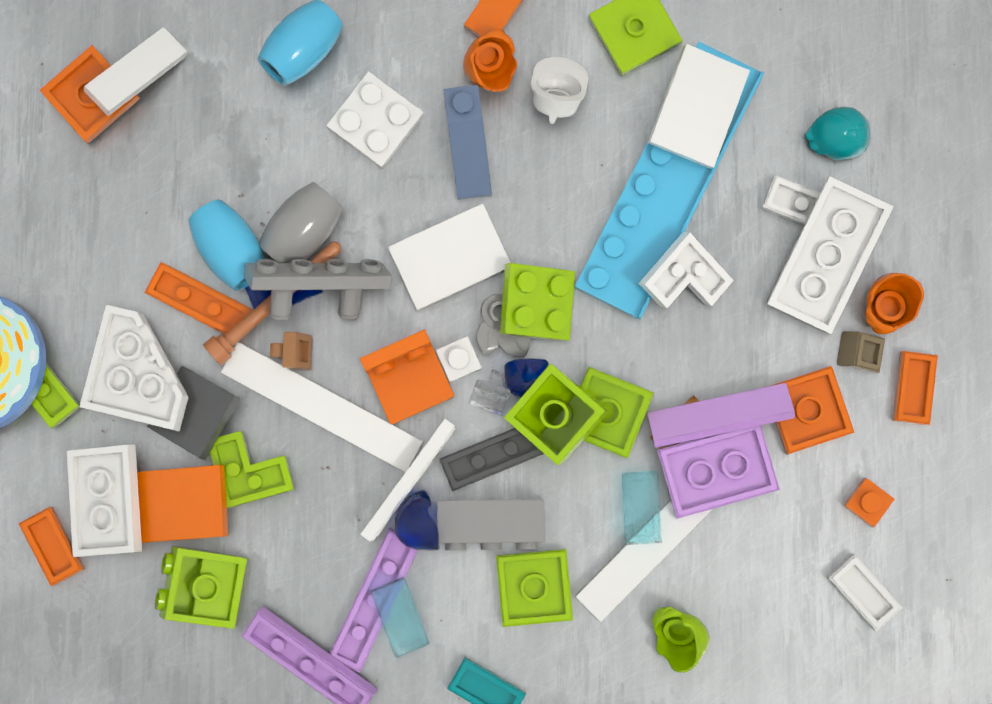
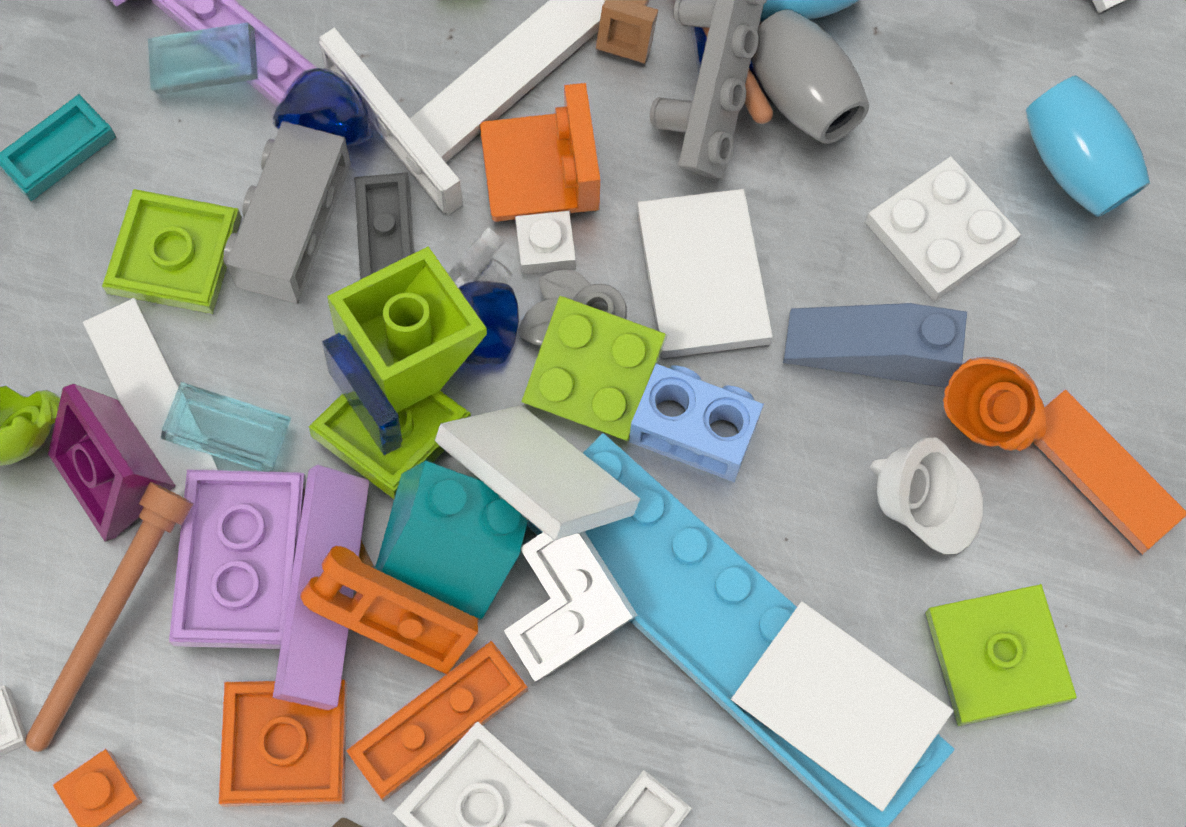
camera: 105 degrees right, 15 degrees down
(560, 233) = (689, 435): none -> light blue brick
(603, 429) = (362, 393): none -> clear blue tile
(620, 311) = (537, 471): none -> white tile
(672, 350) = (451, 537): none -> teal slope
(685, 568) = (103, 459): none -> magenta slope
(710, 519) = (159, 514): none -> nougat piece
(726, 370) = (389, 611): none -> orange plate
(769, 329) = (436, 720): none -> orange tile

